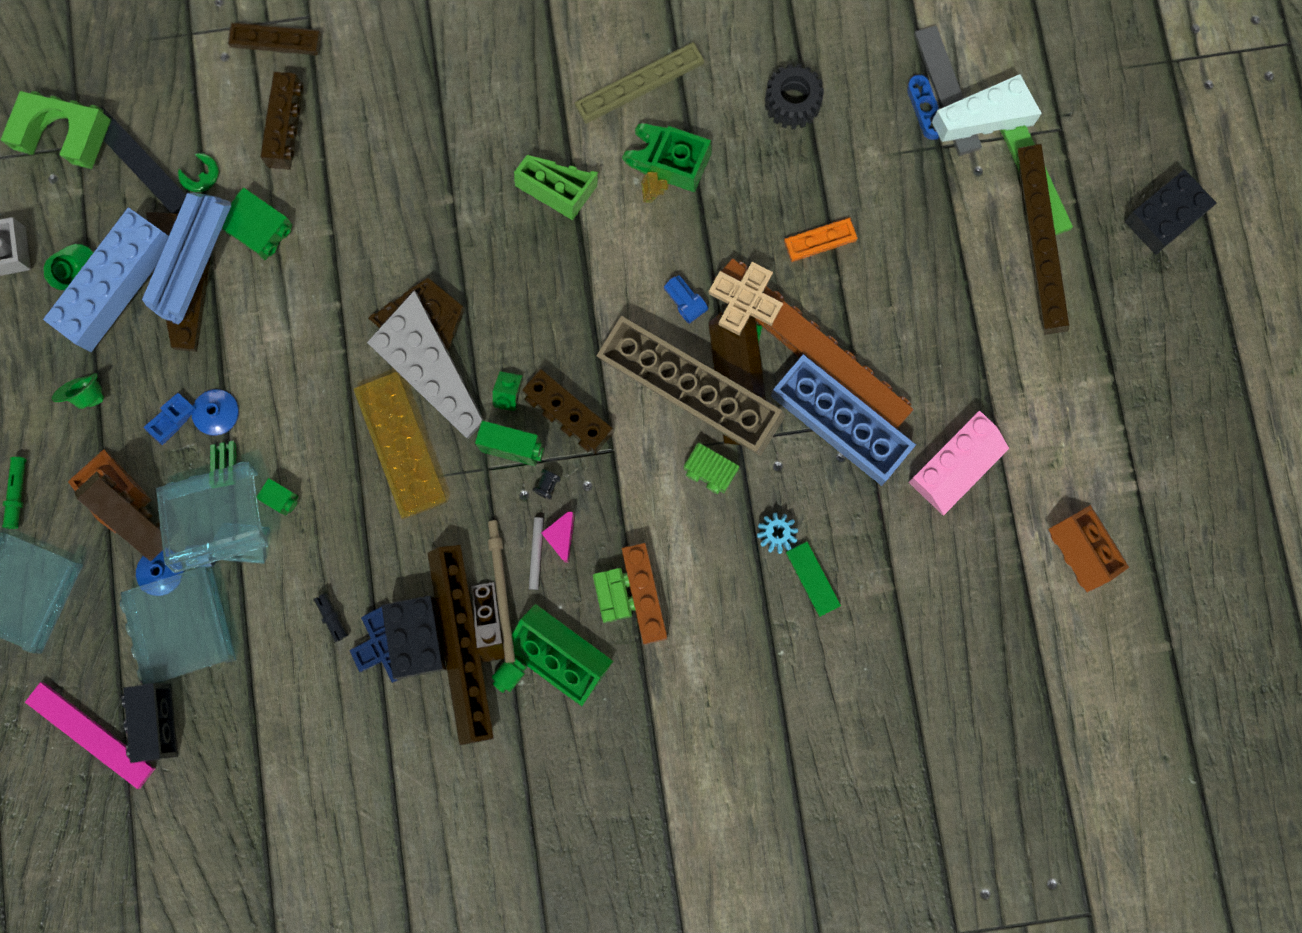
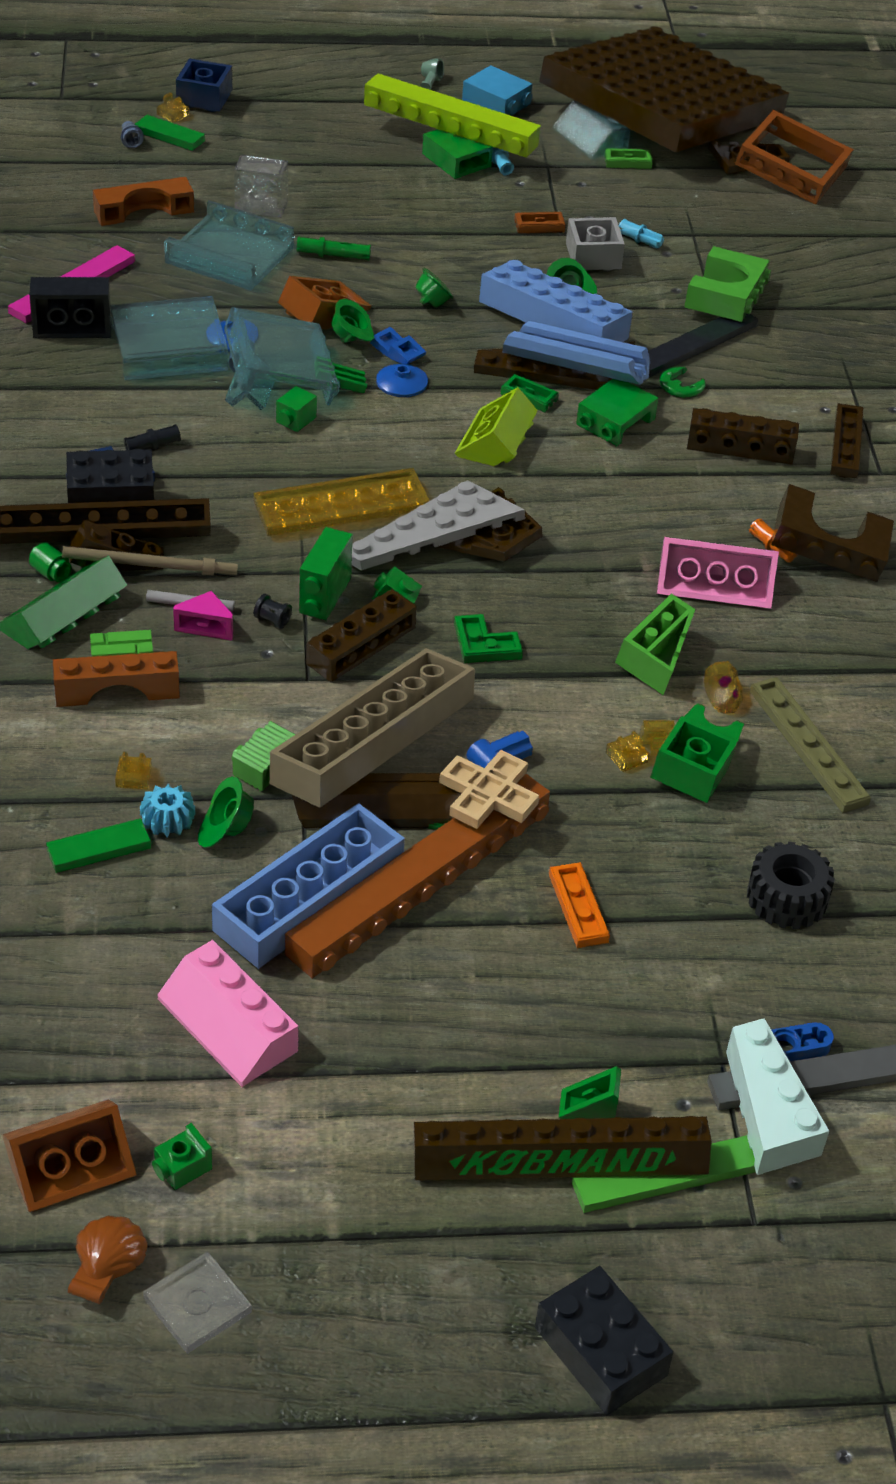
camera: 85 degrees right, 35 degrees down
(121, 514) = (295, 281): dark brown brick -> none
(148, 459) = (351, 322): none -> green piece
(233, 306) = (537, 394): none -> green tile
(290, 323) = (498, 429): none -> lime slope
(412, 101) = (765, 534): none -> orange axle
(414, 78) = (801, 535): none -> dark brown arch
(460, 143) = (717, 572): none -> bright pink slope
(560, 323) = (481, 646): none -> green tile
(593, 140) = (723, 687): none -> clear yellow rock
(667, 210) = (628, 752): none -> clear yellow tile
(735, 566) = (133, 771): none -> clear yellow tile
(780, 490) = (227, 814): none -> green piece
(994, 223) = (592, 1096): none -> green slope
(1072, 477) = (183, 1158): none -> green brick
(1159, 508) = (107, 1251): none -> dark orange animal
(1176, 453) = (197, 1302): none -> clear tile

